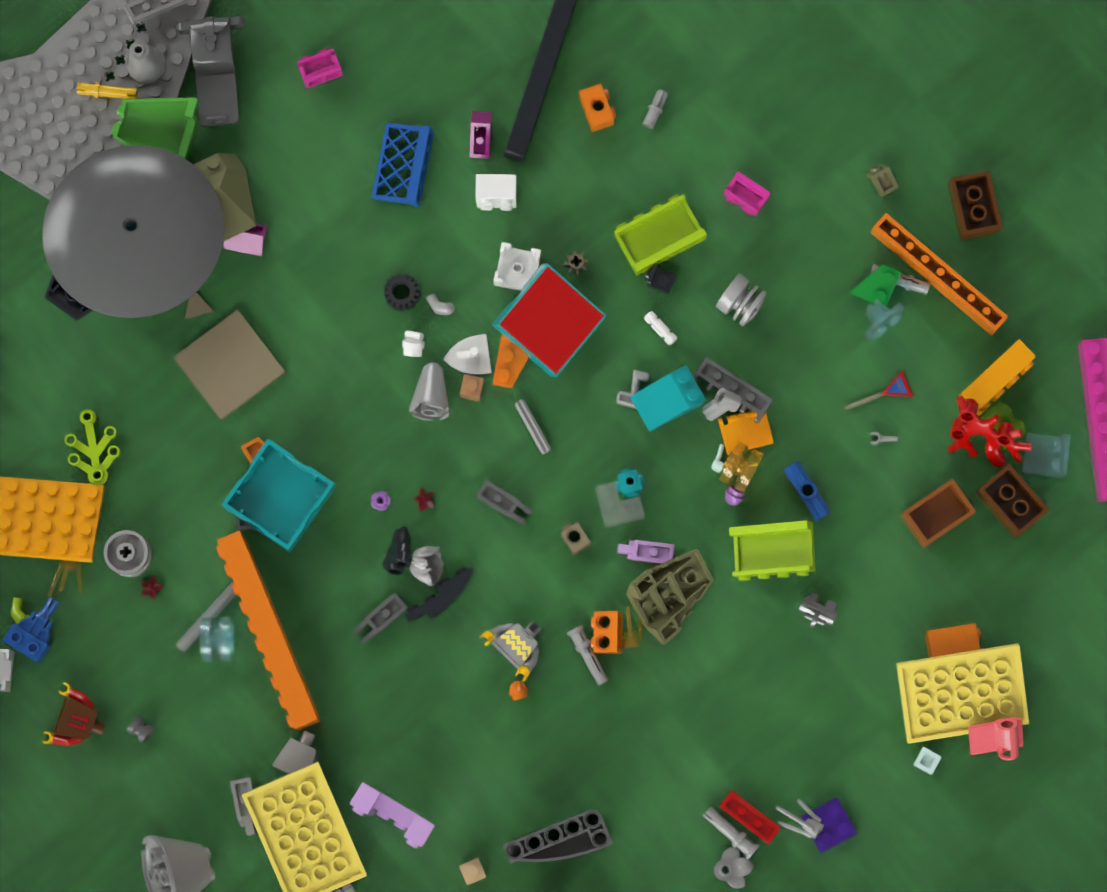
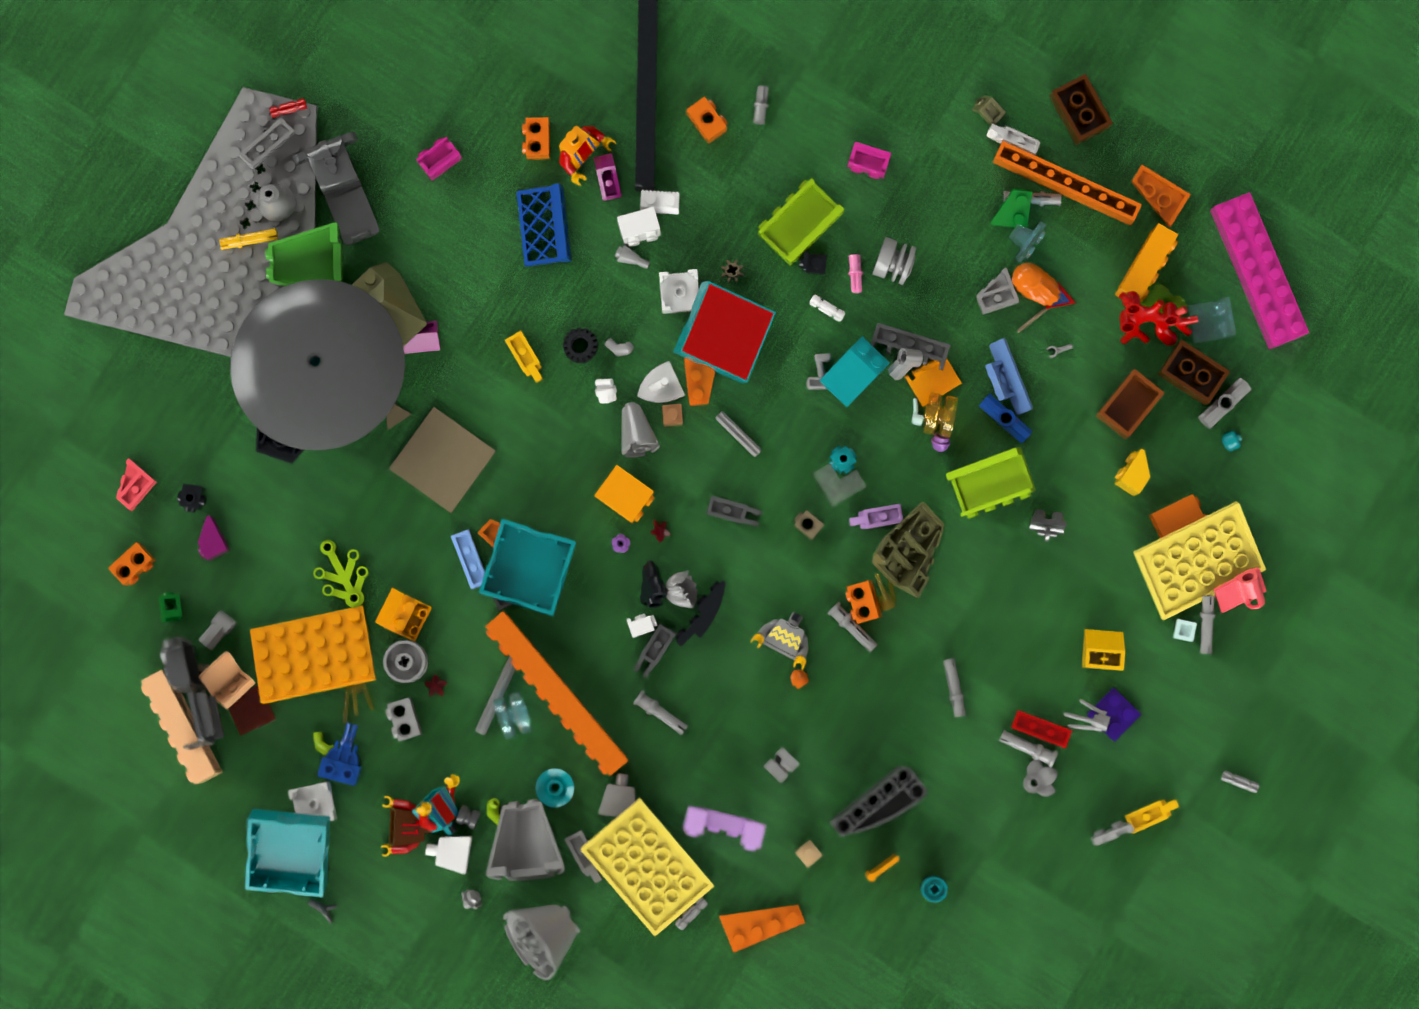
camera: 20 degrees left, 5 degrees up
(113, 760) = (451, 852): none -> white torso
(114, 610) = (409, 717): none -> light grey brick
(114, 710) = (439, 808): none -> torso
(117, 813) = (471, 899): none -> light grey plant
(141, 506) = (403, 614): none -> light orange slope
(167, 732) = (493, 810): none -> lime arm
(186, 774) = (524, 844): none -> light grey cone
(224, 468) = (469, 558): none -> light blue tile
(227, 721) = (544, 787): none -> teal dish
(343, 286) = (524, 355): none -> yellow hinge
(361, 675) = (651, 707): none -> light grey pin
(375, 588) = (641, 625): none -> white brick
(400, 453) = (625, 494): none -> light orange brick
(426, 77) = (541, 138): none -> orange brick
(461, 96) = (578, 147): none -> torso
(473, 772) = (781, 765): none -> light grey wheel
(475, 217) = (626, 255): none -> light grey cone
(526, 174) = (662, 201): none -> white brick
(673, 751) = (956, 695): none -> light grey pin
(699, 301) = (855, 273): none -> bright pink axle
(820, 451) = (1006, 377): none -> medium blue bracket
(837, 364) = (998, 294): none -> light grey wing
(837, 755) = (1103, 650): none -> yellow slope
(878, 365) = (1035, 284): none -> orange hair
(899, 214) = (1014, 138): none -> white hinge
(922, 586) = (1135, 474): none -> yellow slope
(951, 762) = (1207, 624): none -> light grey pin
(1032, 313) = (1160, 193): none -> orange wing
(1032, 582) = (1231, 441): none -> teal piece
(1046, 536) = (1232, 395): none -> light grey piece

